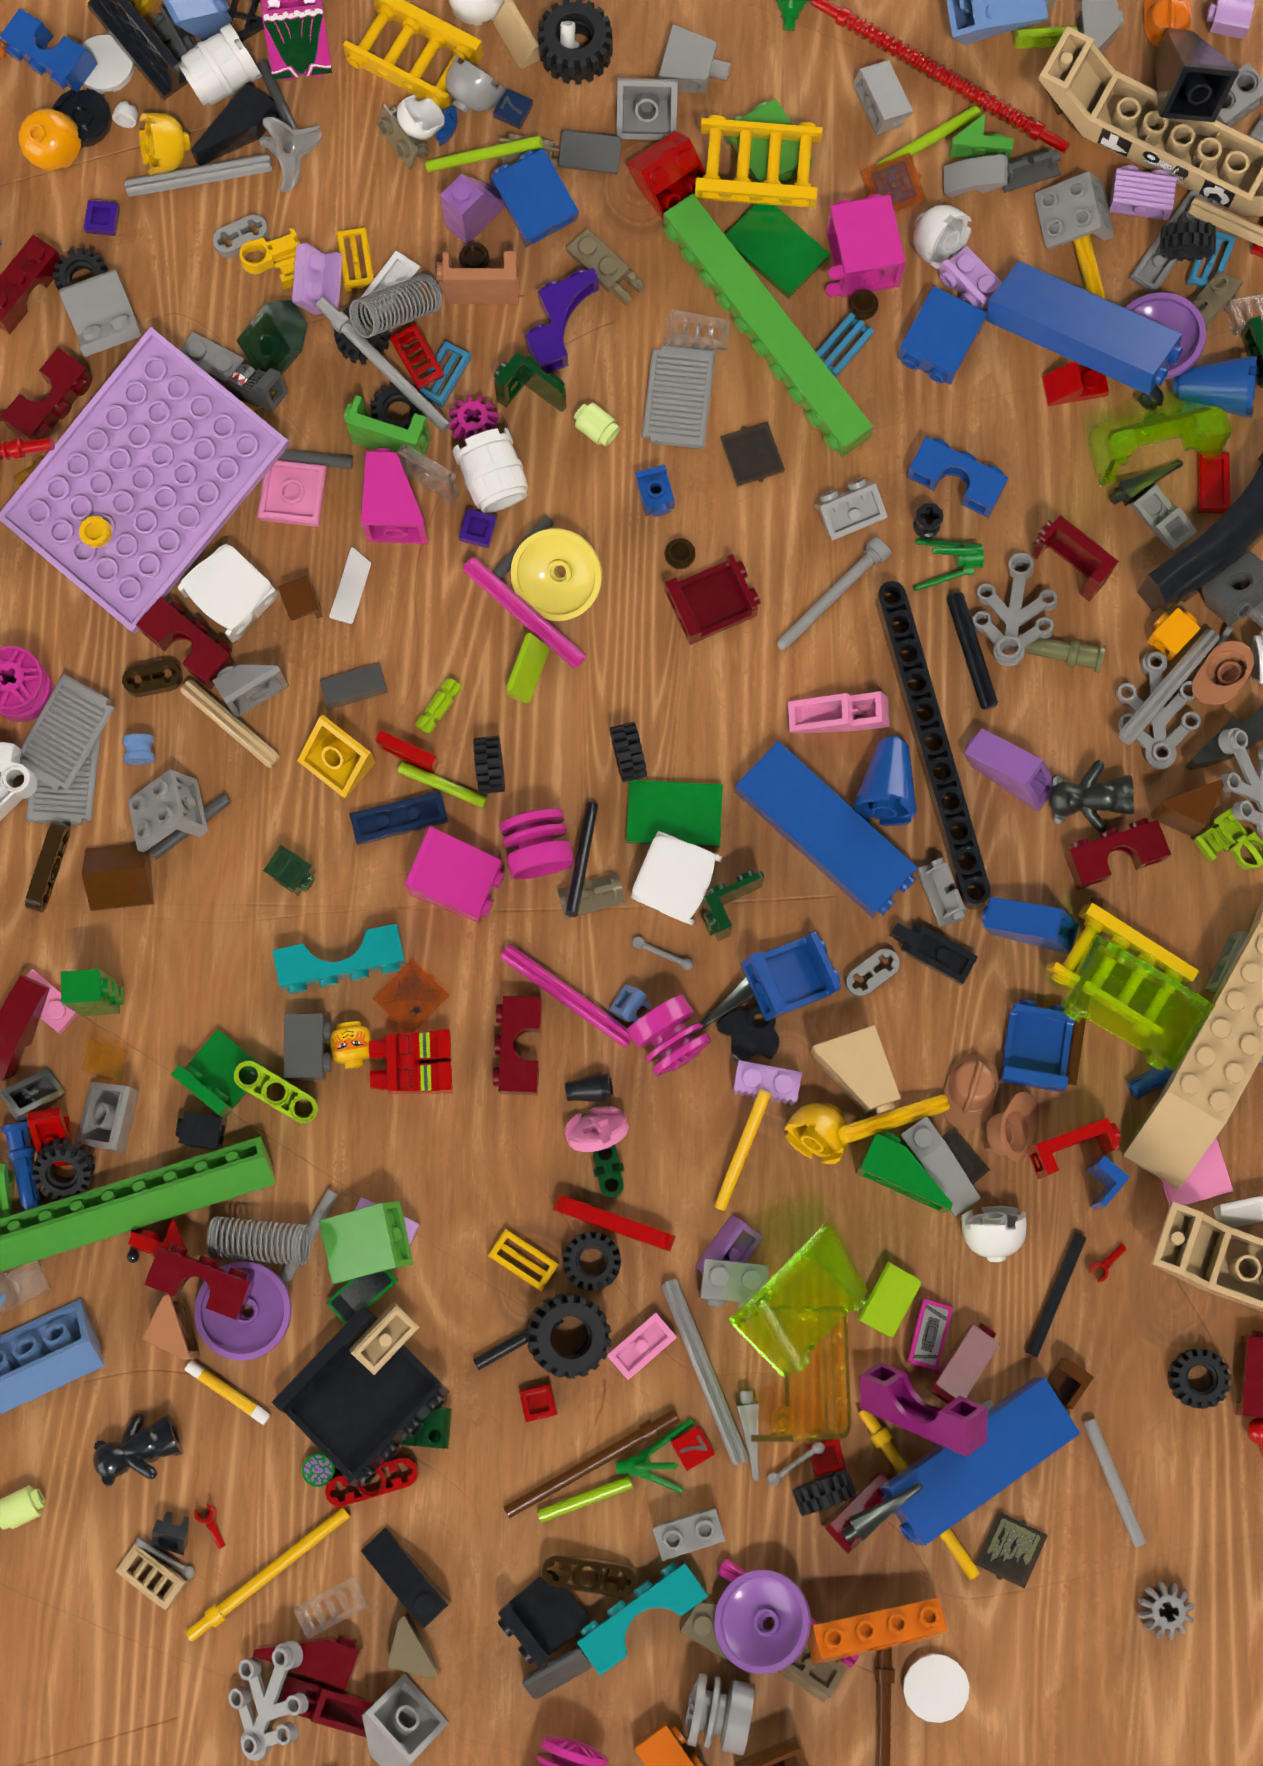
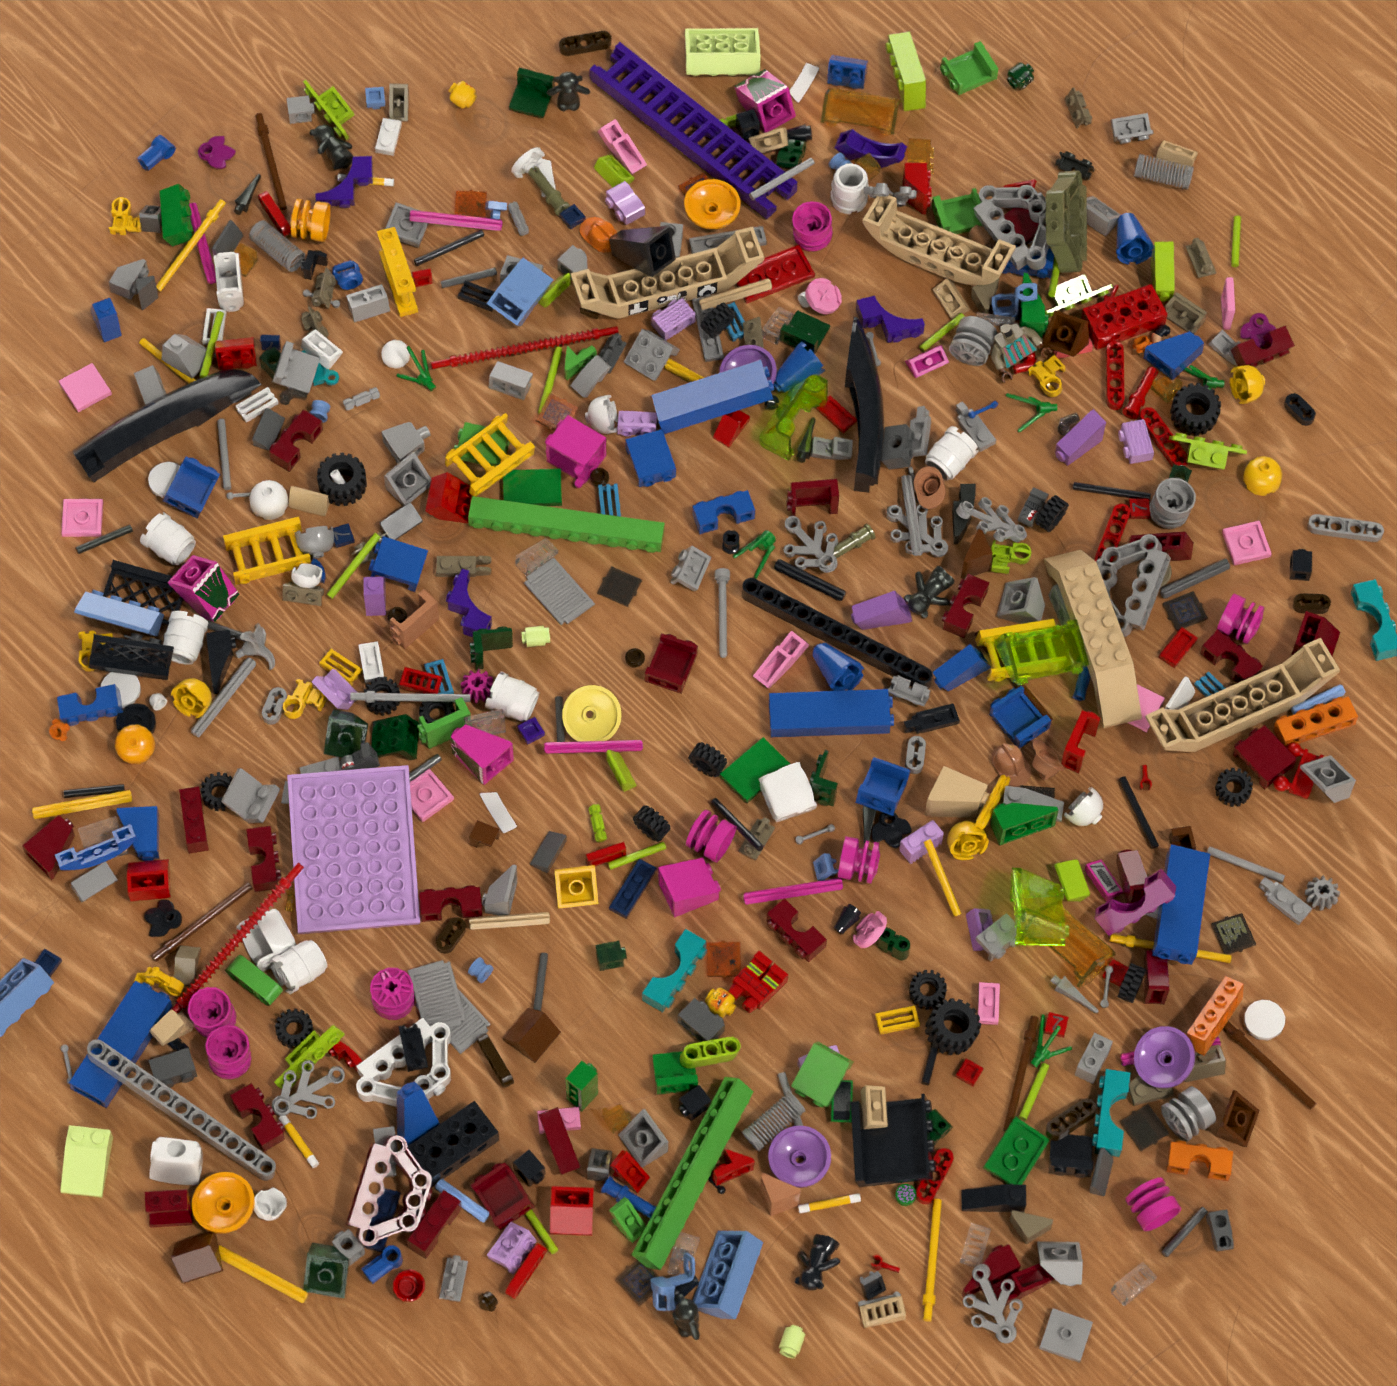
camera: 50 degrees left, 15 degrees down
(67, 1153) = (640, 1173): black tyre -> none
(95, 532) = (356, 892): yellow tile -> none
(101, 218) = (198, 756): dark purple plate -> none
(166, 806) = (523, 983): light grey bracket -> none
(227, 1289) = (784, 1148): dark red arch -> none
(229, 590) = (446, 859): white piece -> none
(324, 394) = (395, 736): none -> dark green bracket
(415, 298) = (389, 666): light grey piece -> none
(486, 1551) = (1016, 1153): none -> green tile
(614, 1223) = (919, 964): red beam -> none
(653, 479) = (596, 646): blue brick -> none
(664, 1669) = (1144, 1127): none -> clear smoke piece
(704, 1372) = (1026, 988): light grey axle -> none
(868, 1520) = (1163, 965): pearl dark grey piece -> none
(1110, 1176) = (1108, 738): blue panel -> none
(1113, 1574) = (1285, 901): none -> light grey hinge
(1173, 632) = (889, 491): light orange brick -> none
(1187, 913) = (1022, 601): none -> light grey slope

